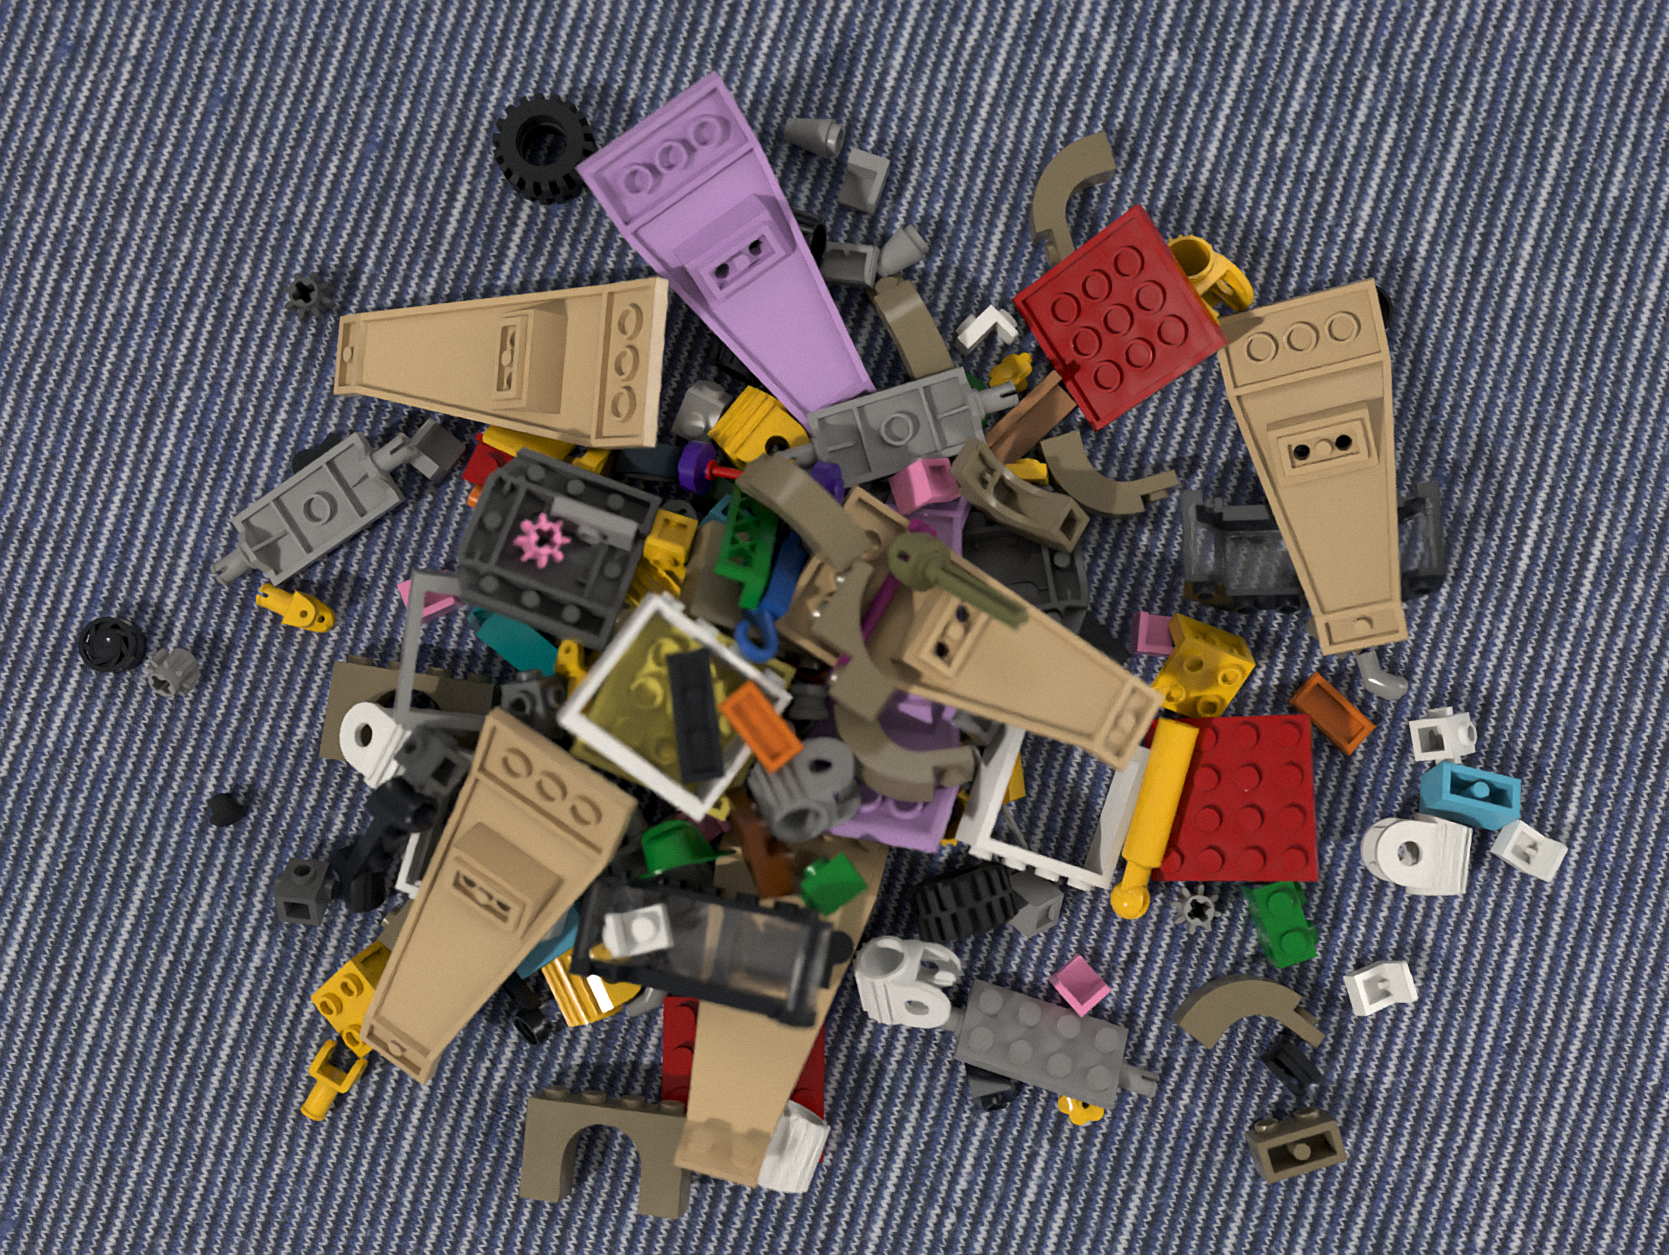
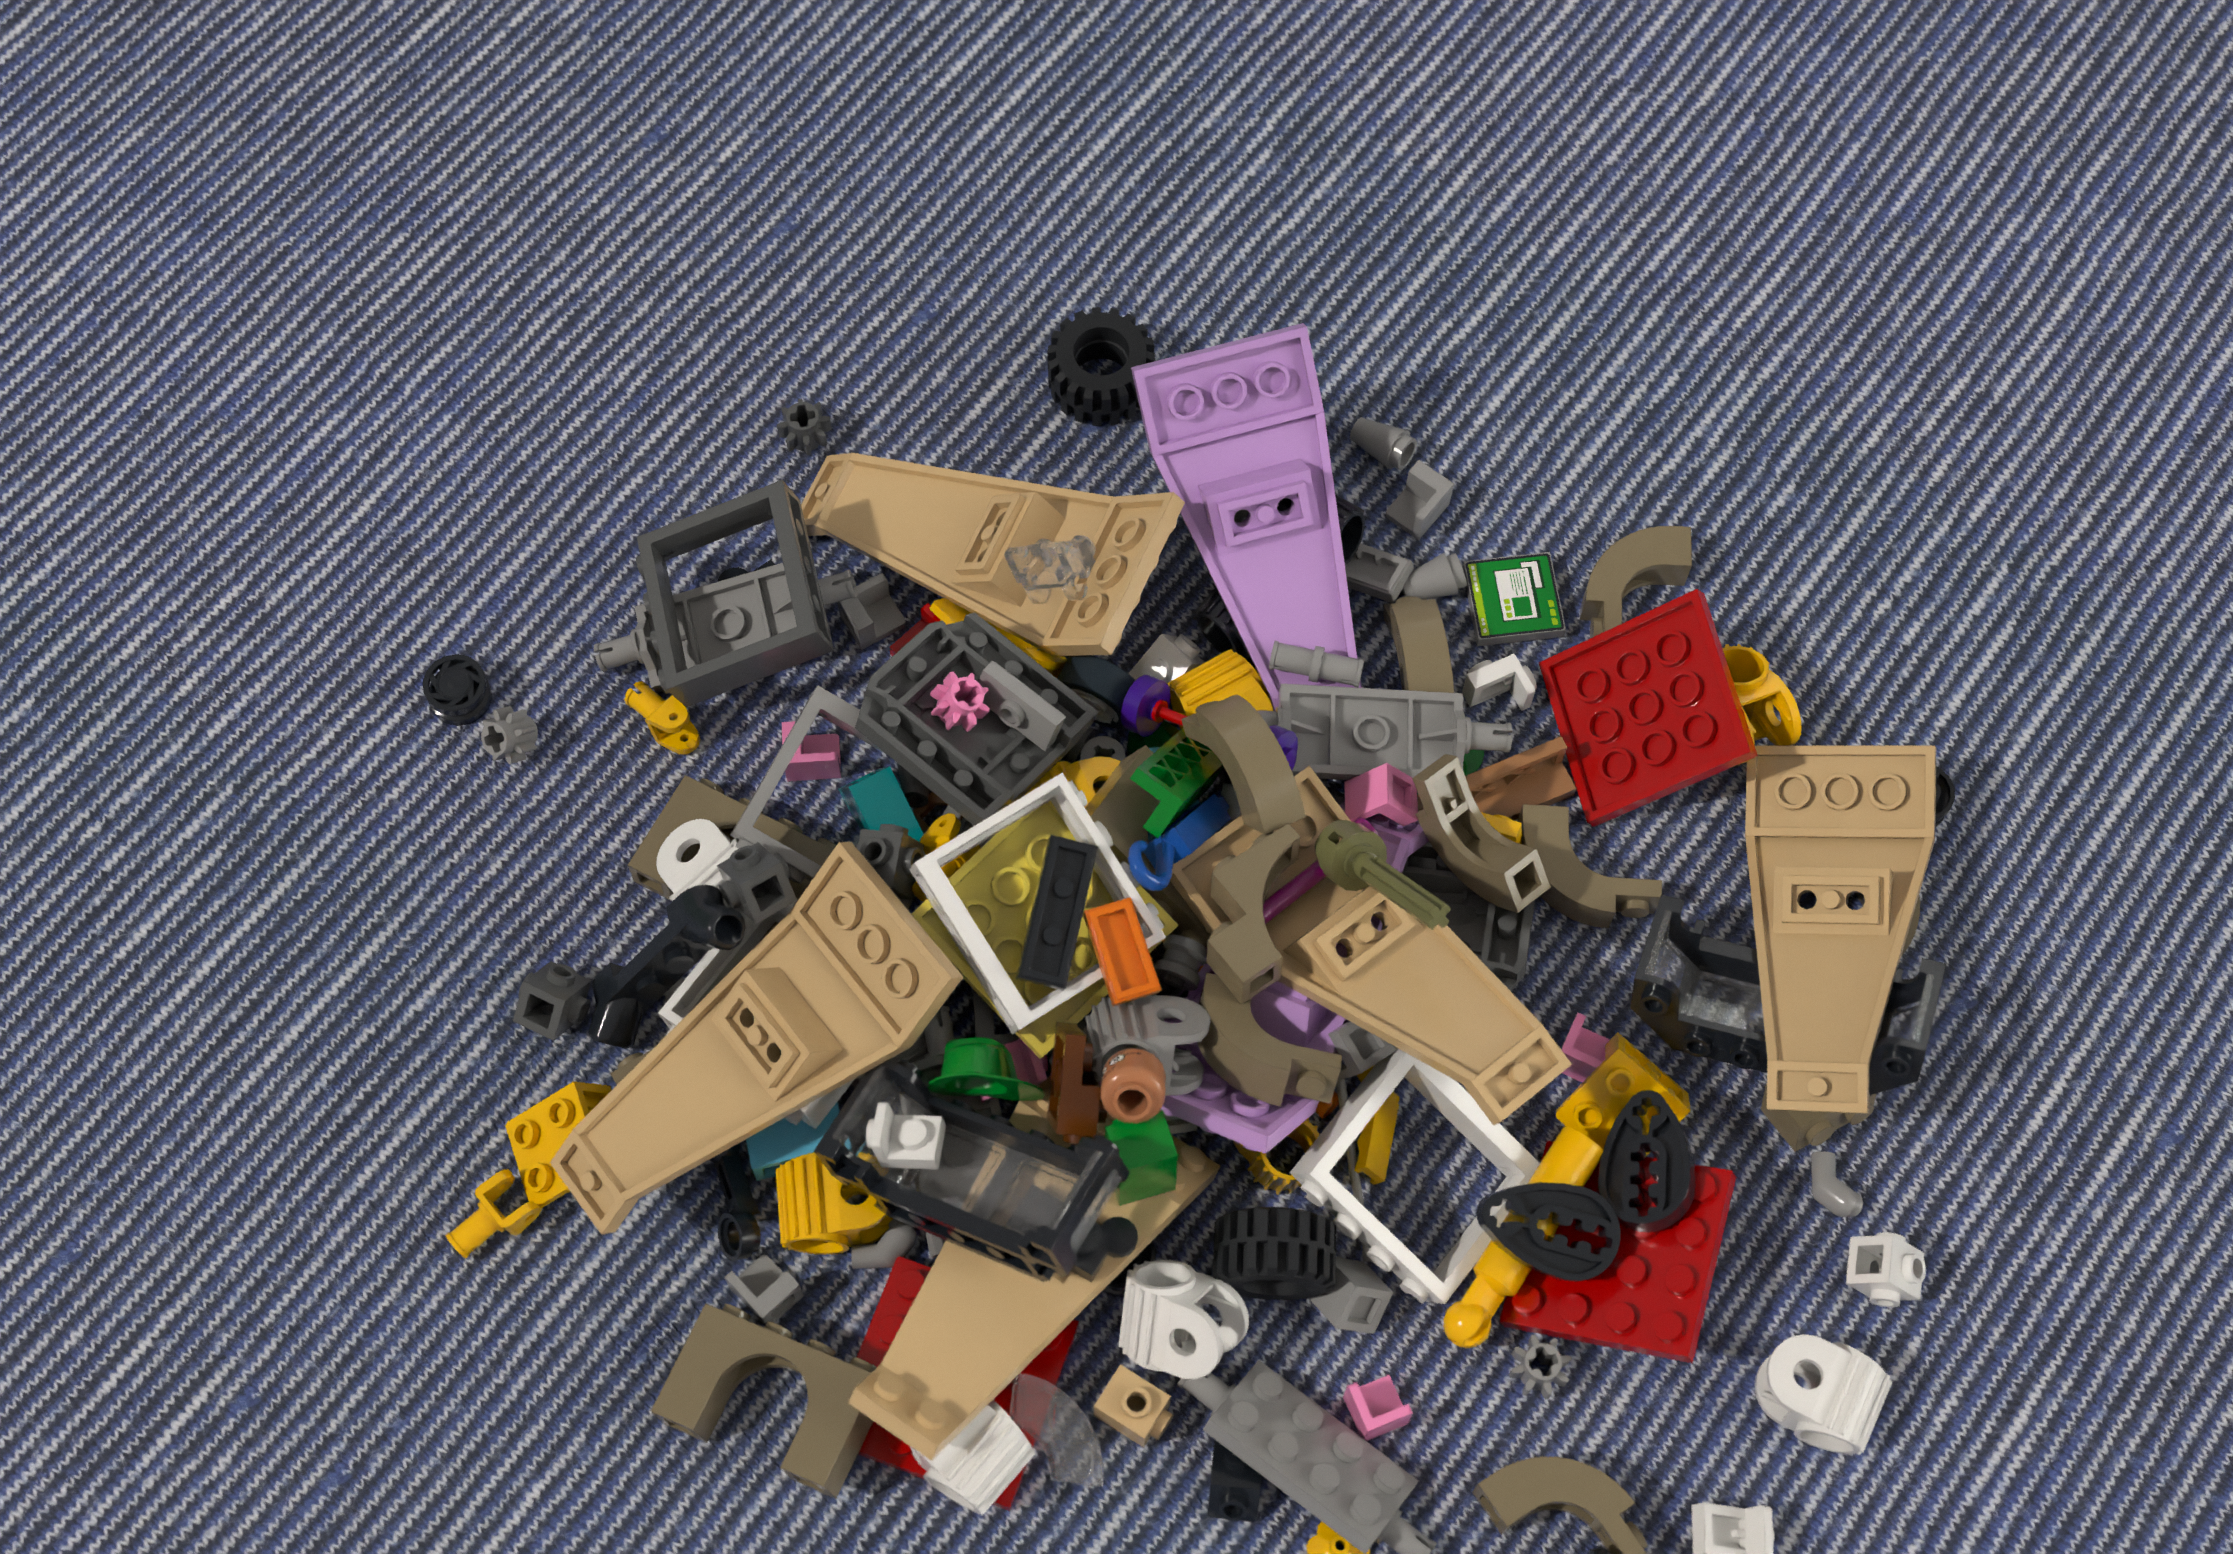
camera: 15 degrees right, 20 degrees down
(225, 810) = (501, 894): black piece -> none
(361, 463) = (756, 660): none -> dark grey window
(568, 1060) = (765, 1289): none -> light grey panel
(575, 376) = (1052, 566): none -> clear piece
(669, 540) = (1090, 757): yellow bracket -> none
(811, 847) = (1133, 1085): none -> nougat head
(830, 383) = (1316, 664): none -> light grey pin
(842, 1091) = (1060, 1429): none -> clear tile
(892, 1052) = (1134, 1407): none -> tan brick
(971, 245) = (1513, 599): none -> tile
(1013, 369) = (1521, 730): yellow plant -> none
(1185, 832) = (1565, 1204): none -> black piece
(1261, 730) = (1672, 1170): none -> black piece
(1281, 921) = (1636, 1412): green brick -> none
(1331, 713) = (1767, 1211): orange tile -> none
(1470, 796) = (1902, 1343): medium azure brick -> none
(1529, 850) = (1952, 1434): white bracket -> none

